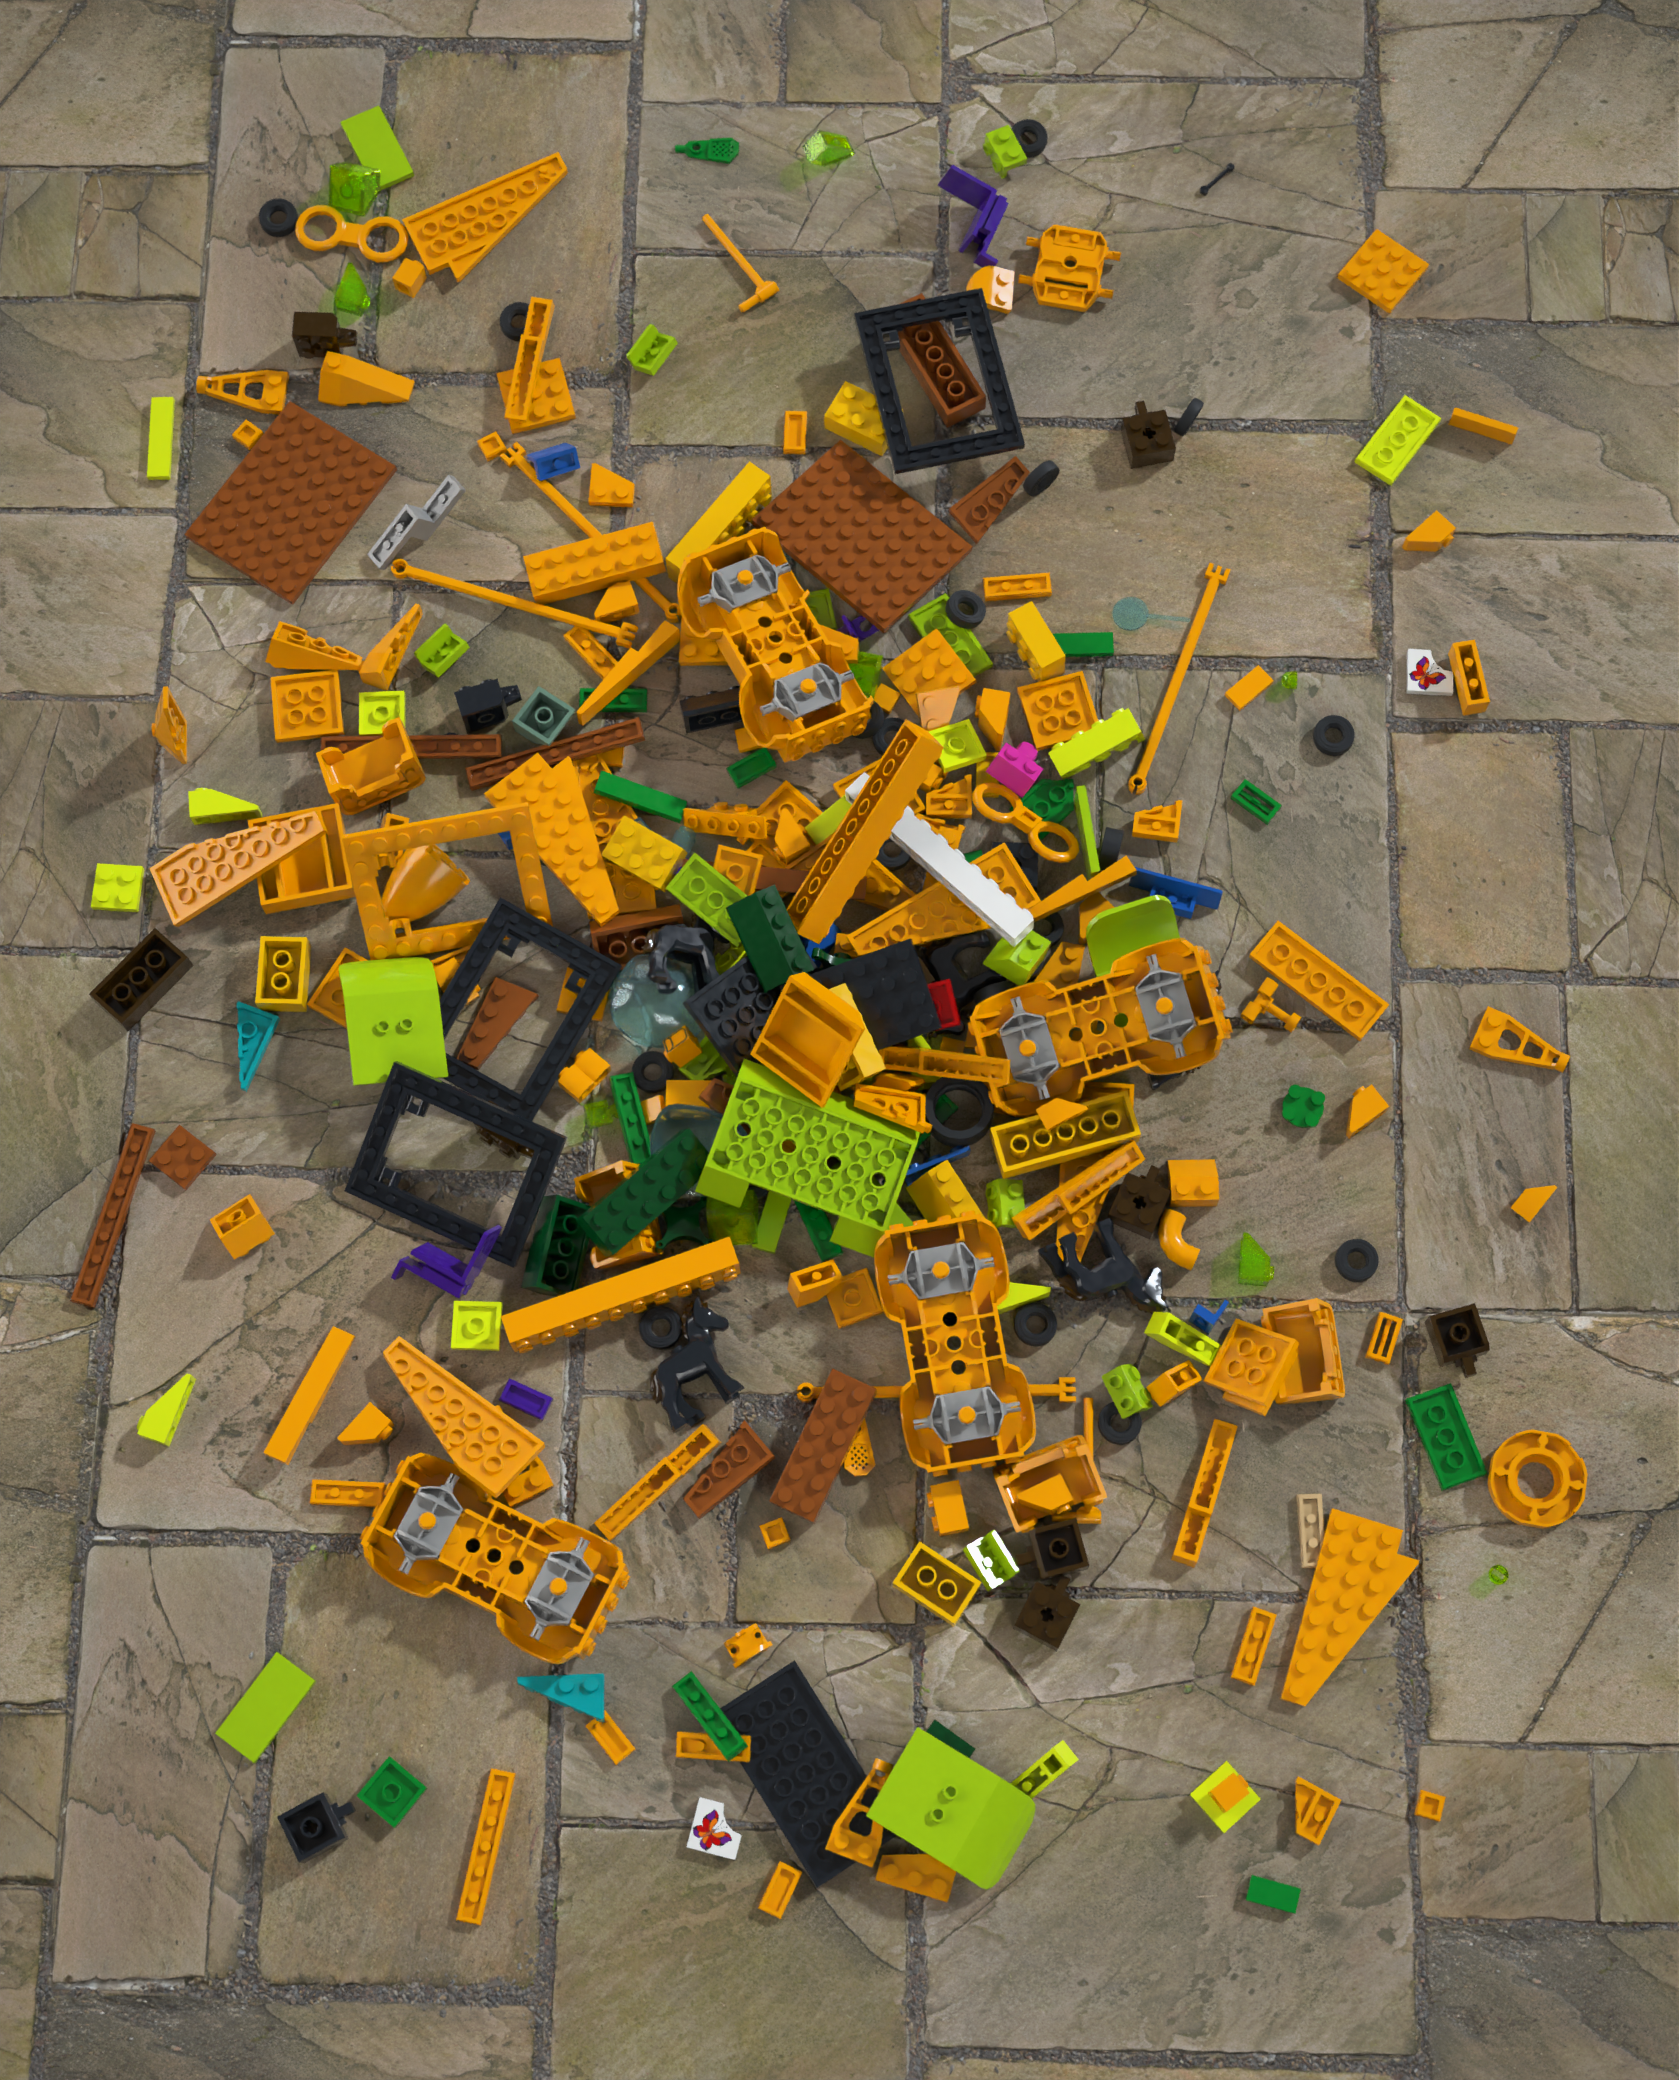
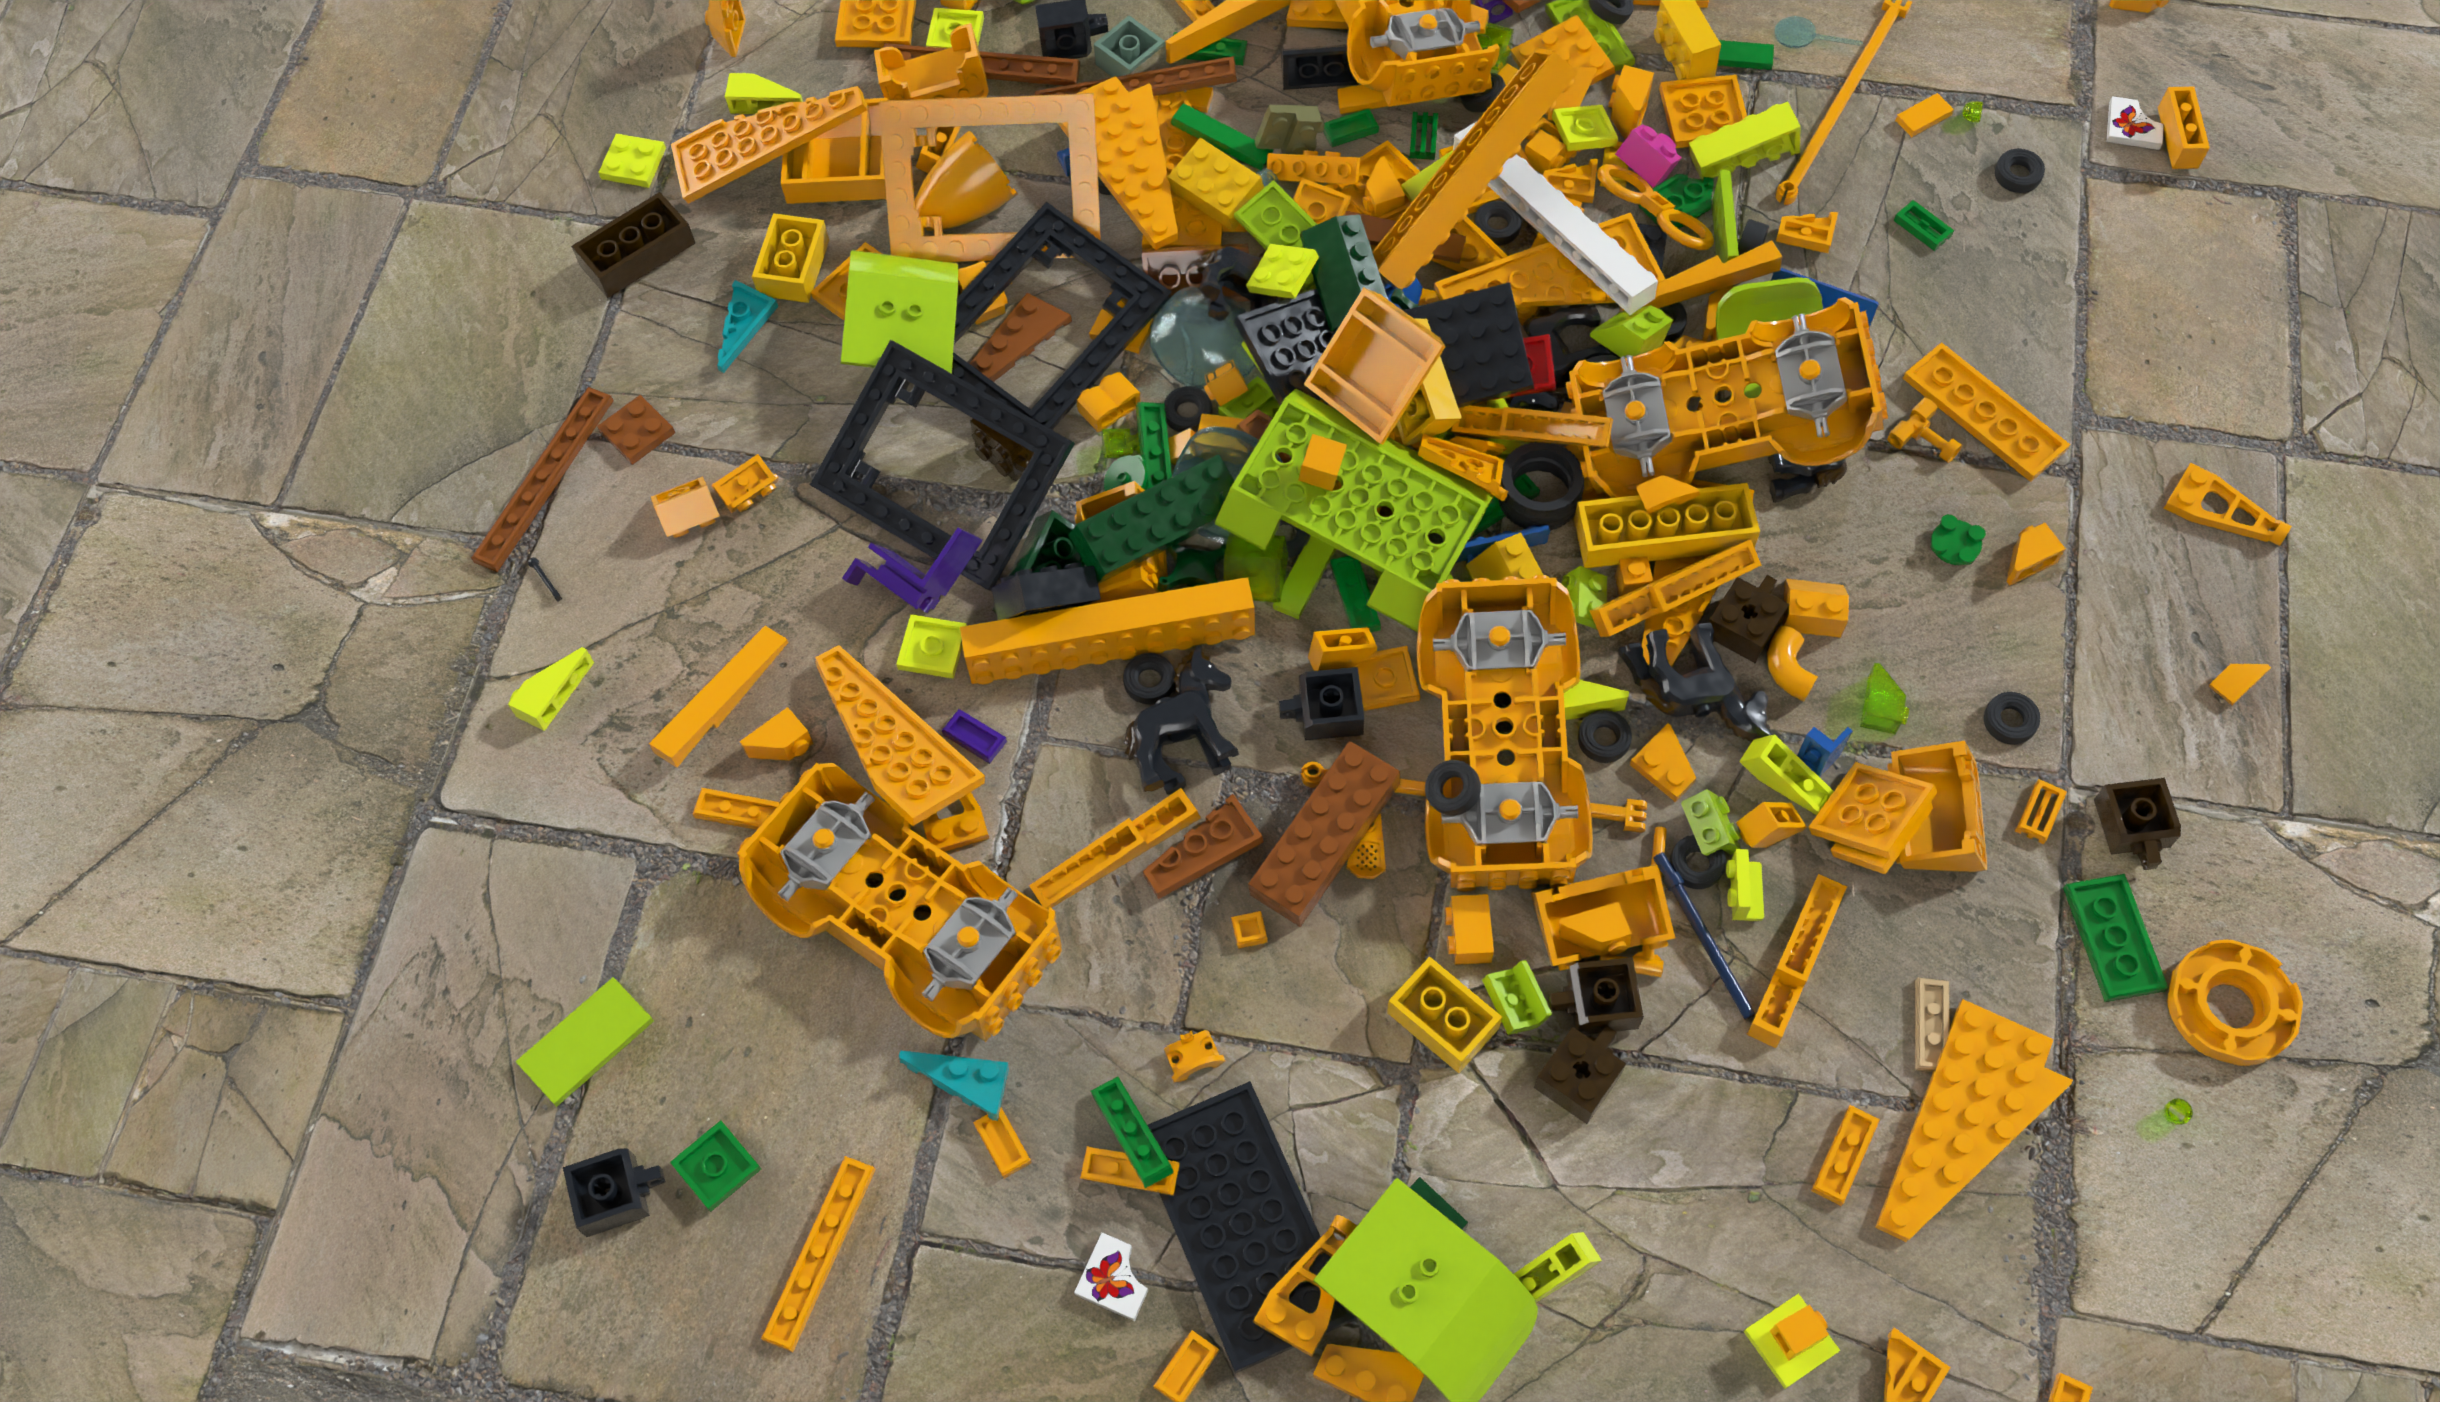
camera: 10 degrees right, 10 degrees down
(124, 1297) = (534, 563): none -> black hinge
(290, 1199) = (745, 484): none -> light orange bracket
(565, 1274) = (1045, 590): none -> black brick
(612, 1146) = (1126, 470): none -> piece
(702, 786) = (1290, 128): none -> olive plate
(716, 945) = (1282, 271): none -> neon yellow plate
(777, 1135) = (1322, 462): none -> light orange piece
(802, 1344) = (1327, 704): none -> black hinge
(817, 786) = (1424, 119): none -> green tile
(934, 1402) = (1437, 779): none -> black tyre
(1043, 1180) = (1632, 574): none -> light orange brick
(1086, 1341) = (1665, 764): none -> light orange wing
(1102, 1444) = (1674, 883): none -> dark blue bar
(1160, 1441) = (1746, 887): none -> neon yellow bracket

